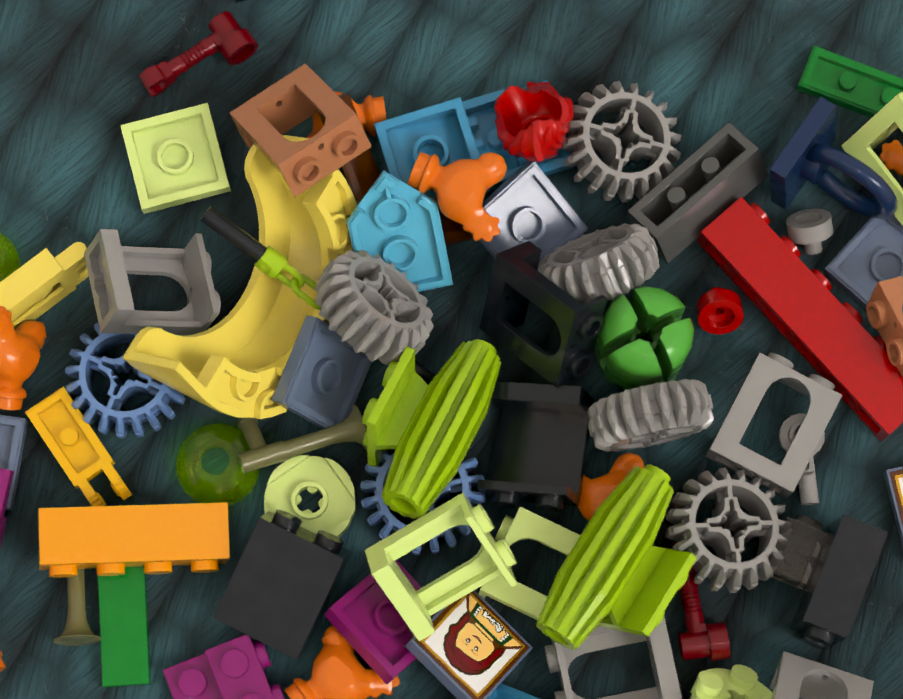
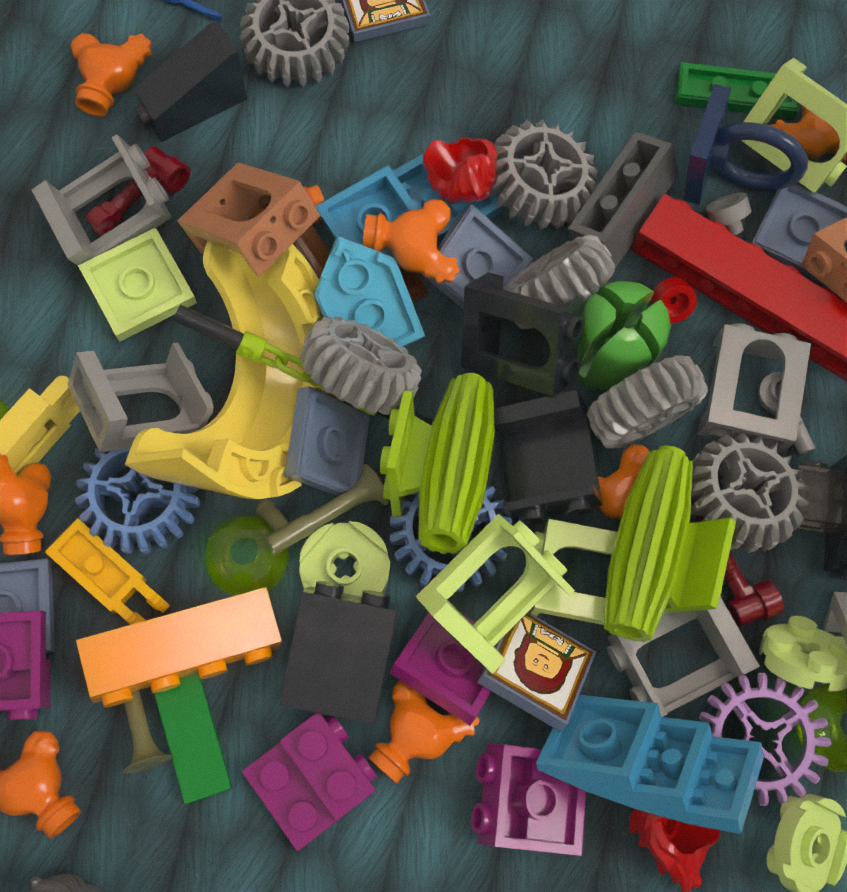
camera: 20 degrees left, 5 degrees down
(116, 53) = (61, 204): none -> light grey panel

